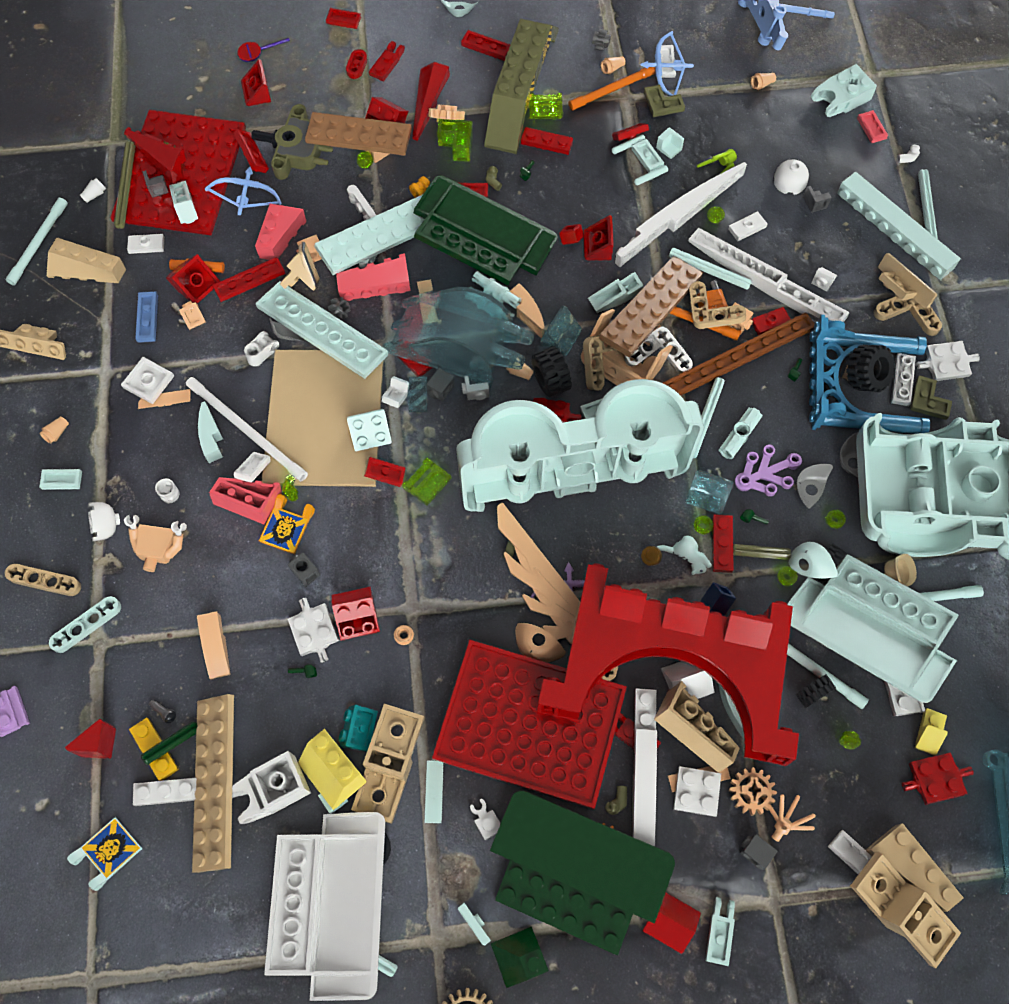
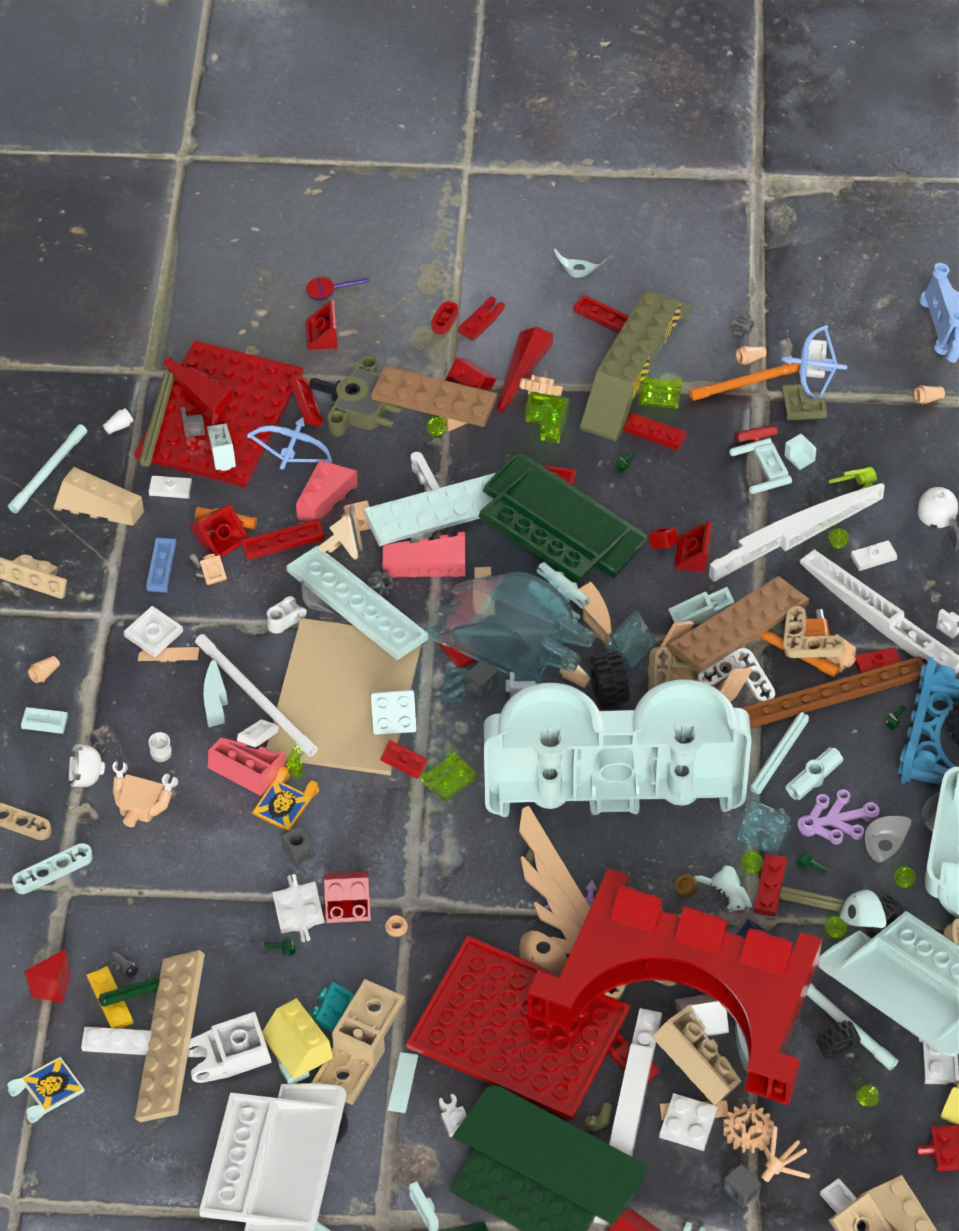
camera: 10 degrees right, 15 degrees down
(213, 644) = (188, 906): light nougat slope -> none
(343, 18) = (438, 263): red plate -> none
(396, 392) = (431, 680): white bracket -> none
(418, 188) = (493, 465): light orange wheel -> none
(491, 176) = (581, 465): olive arm -> none
(711, 268) = (820, 596): light aqua axle -> none

